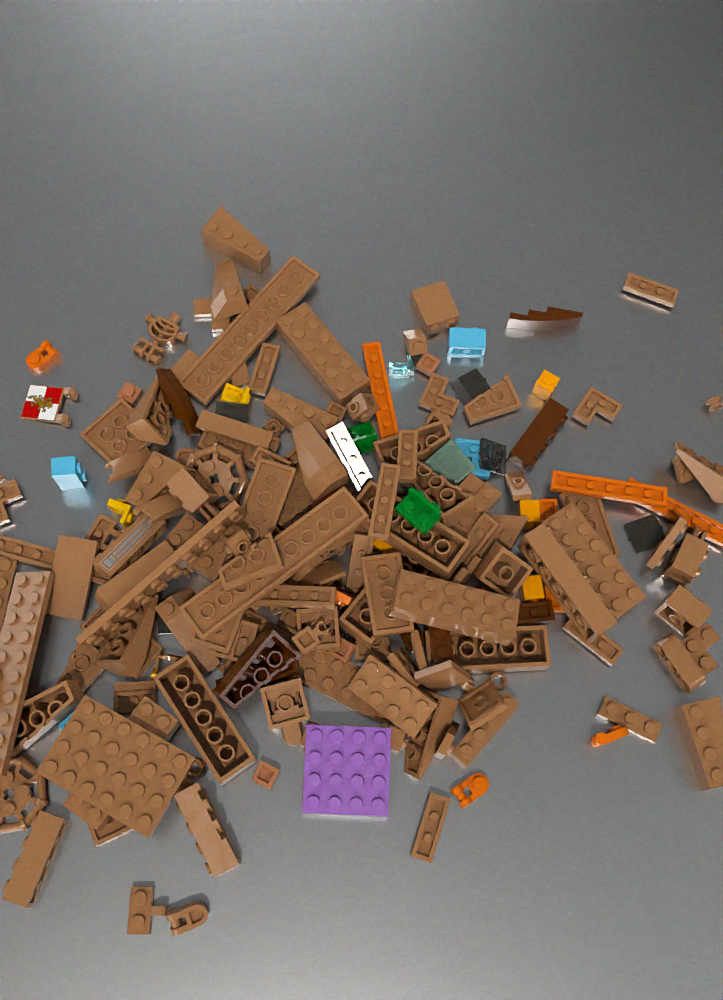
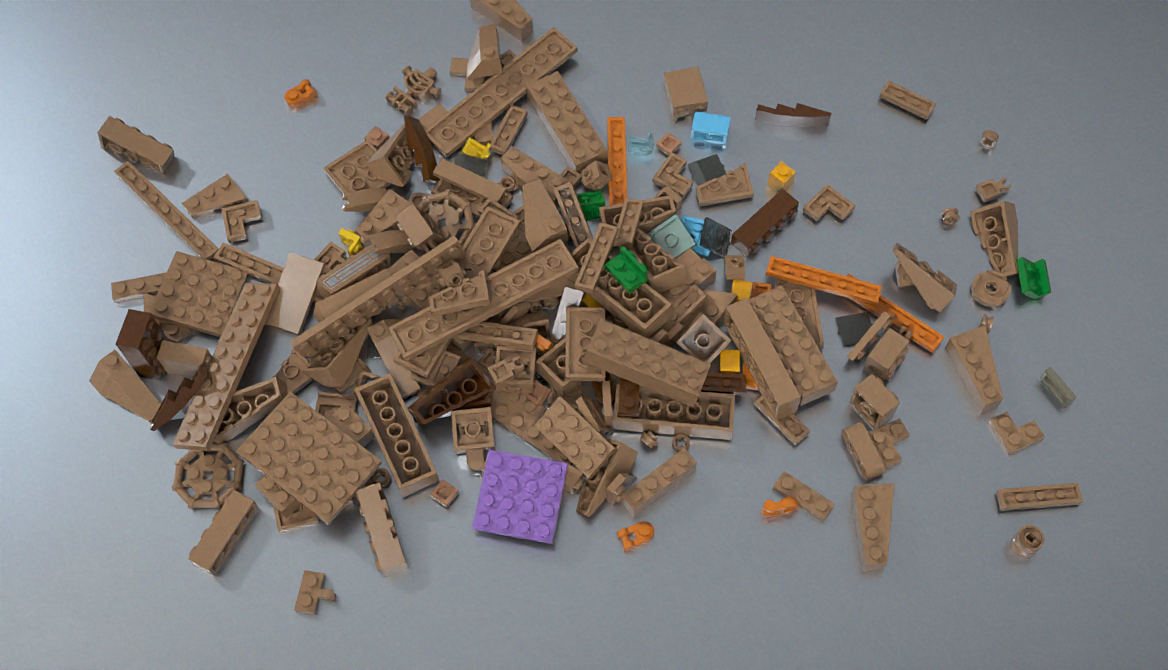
camera: 15 degrees right, 5 degrees down
(45, 402) = (296, 136): flag -> none
(68, 472) = (307, 200): medium azure brick -> none
(195, 915) = (358, 602): medium nougat plate -> none
(415, 342) = (659, 121): medium nougat brick -> none
(430, 827) = (591, 562): medium nougat plate -> none
(442, 676) = (625, 425): medium nougat tile -> none
(481, 704) = (659, 457): medium nougat tile -> none

